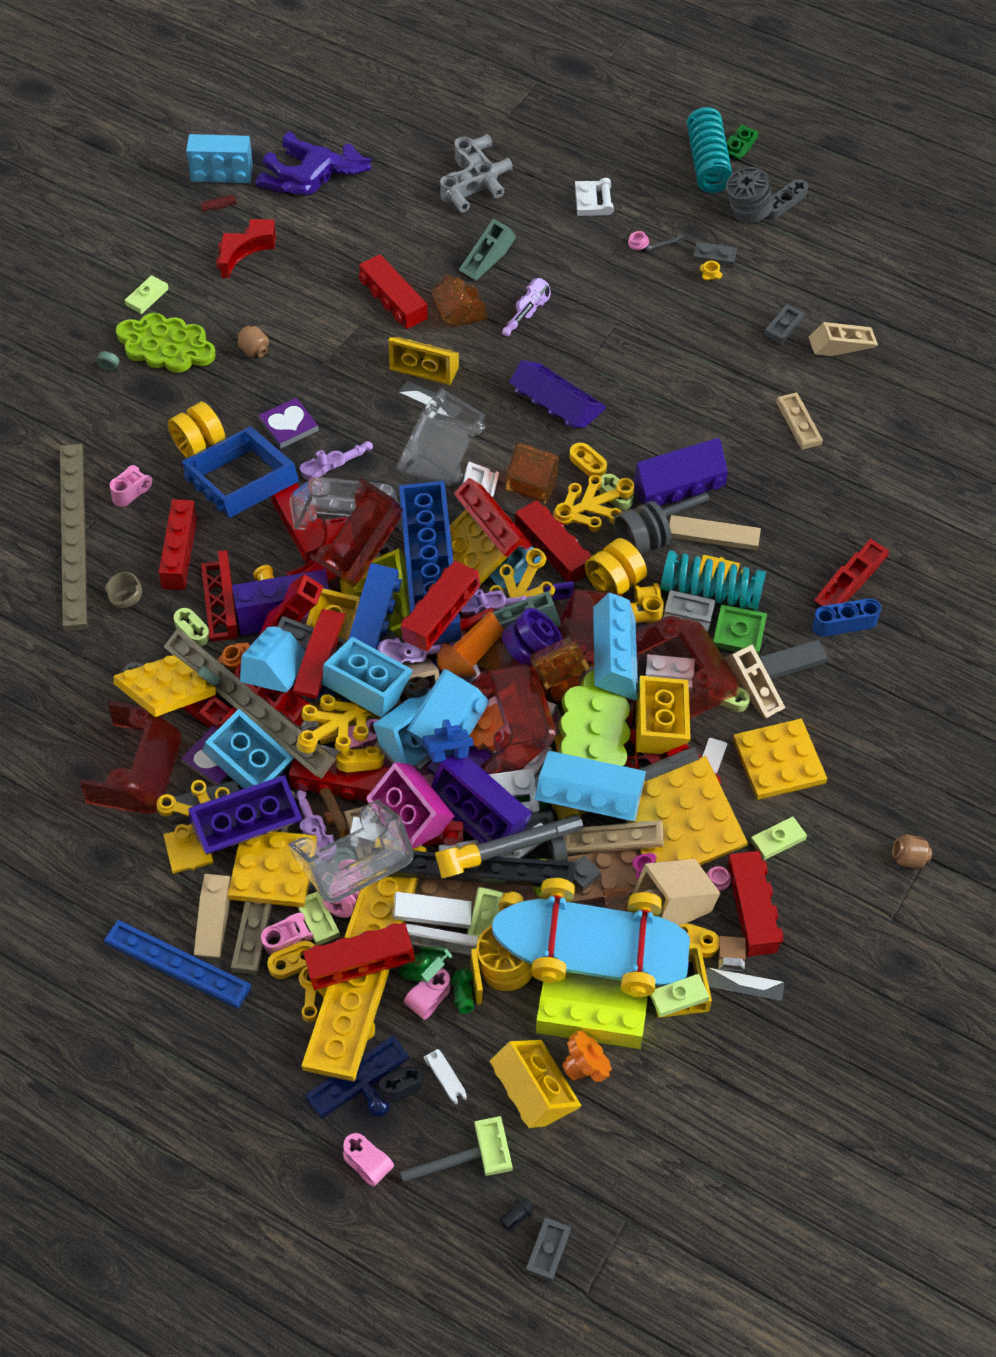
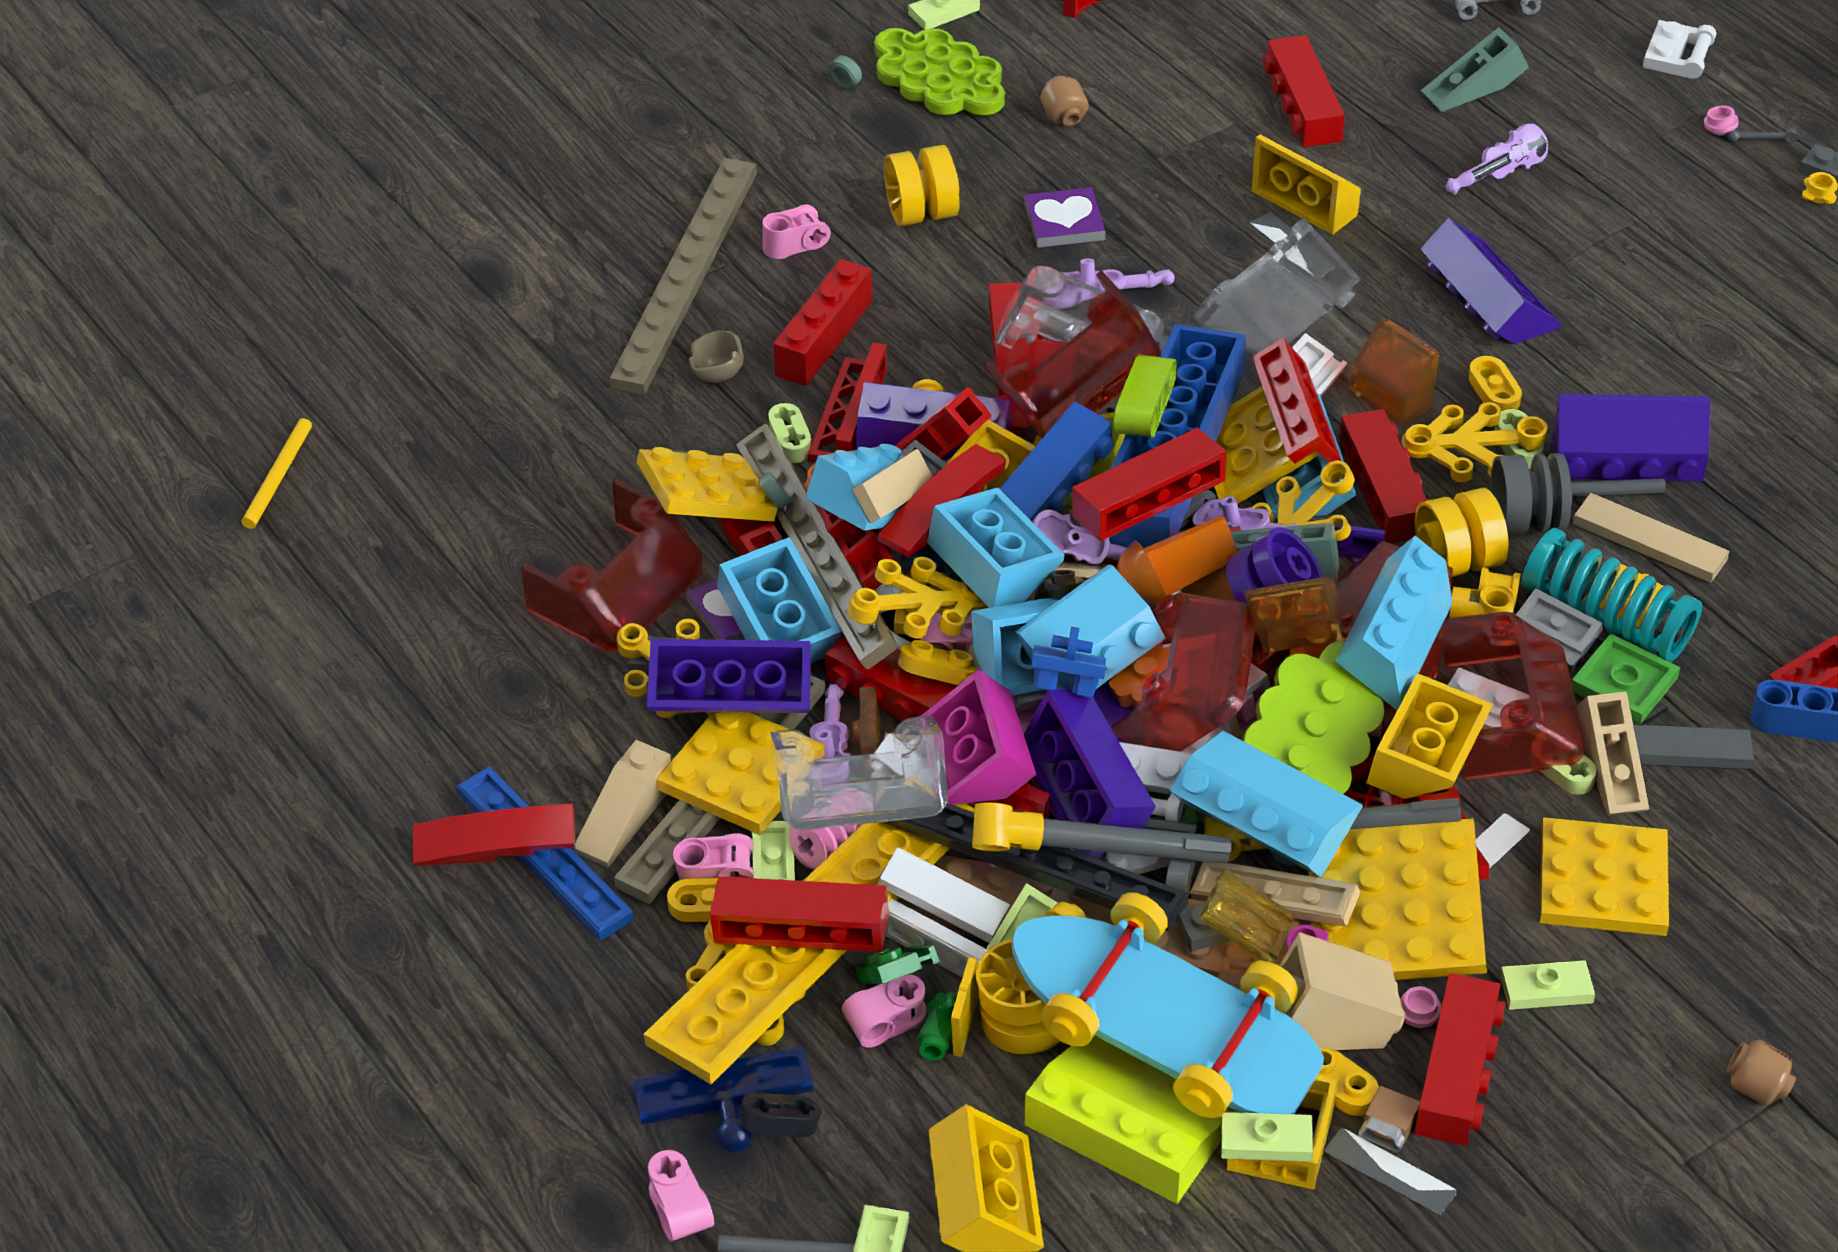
camera: 25 degrees right, 10 degrees down
(145, 967) = (493, 834): none -> red slope
(185, 854) = (628, 717): yellow piece -> none
(230, 449) = (952, 227): blue window -> none
(290, 656) = (892, 486): none -> tan tile
(409, 544) = (1145, 396): none -> lime beam
(445, 1075) = (853, 1129): white piece -> none
(458, 301) = (1397, 127): clear orange slope -> none
(586, 1058) = (1079, 1177): orange plant -> none
(608, 861) = (1247, 917): none -> clear yellow plate

